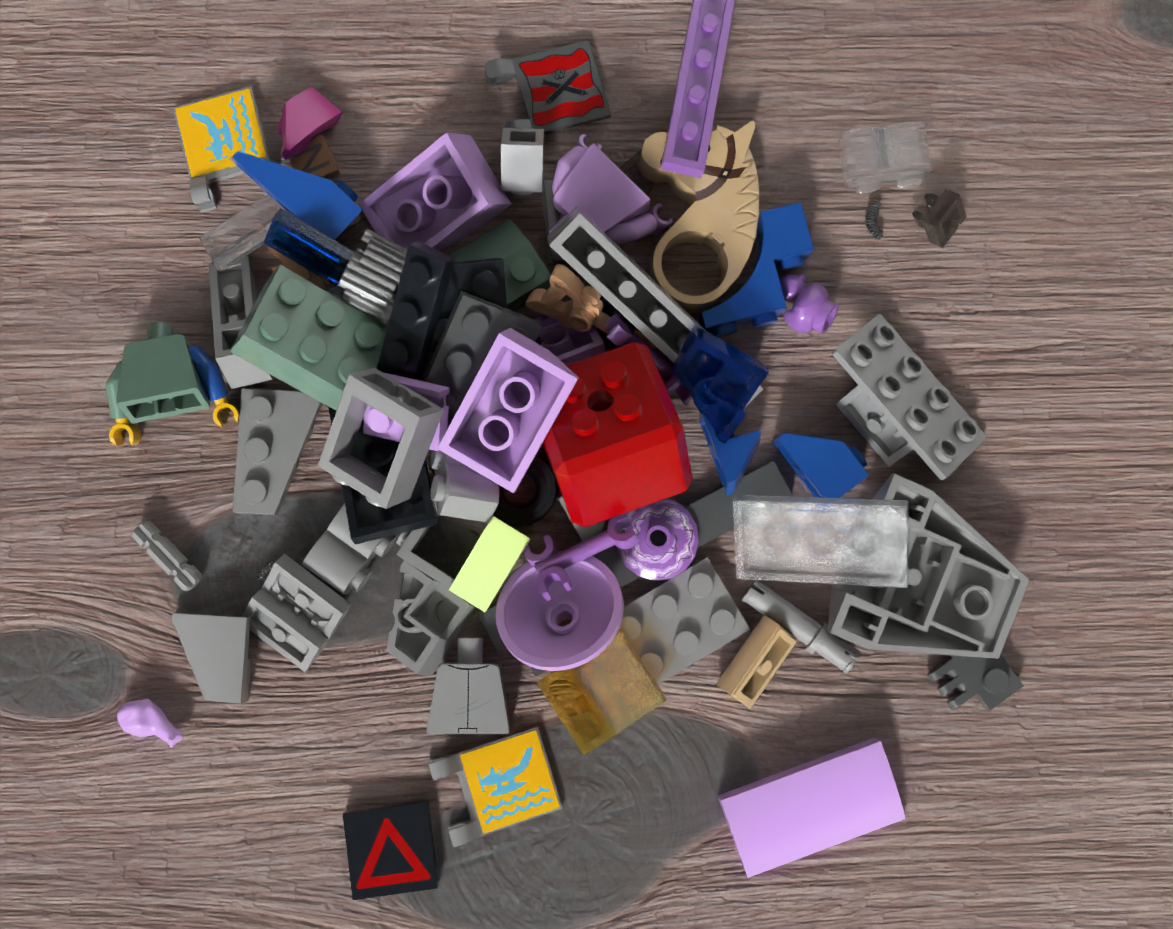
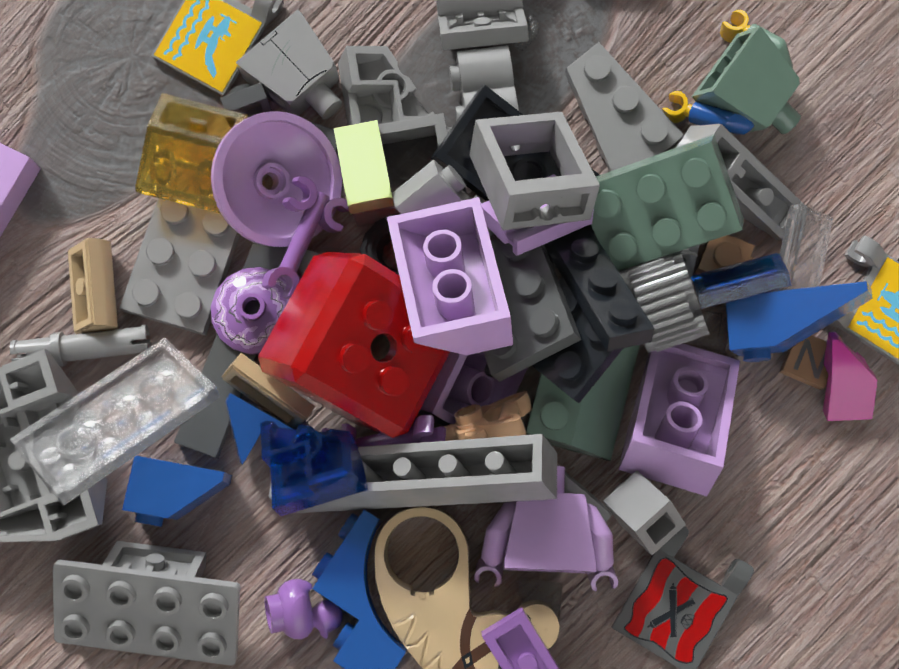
camera: 145 degrees right, 5 degrees down
(526, 701) = (247, 100): none -> dark grey plate
(704, 481) = (267, 392): none -> tan tile

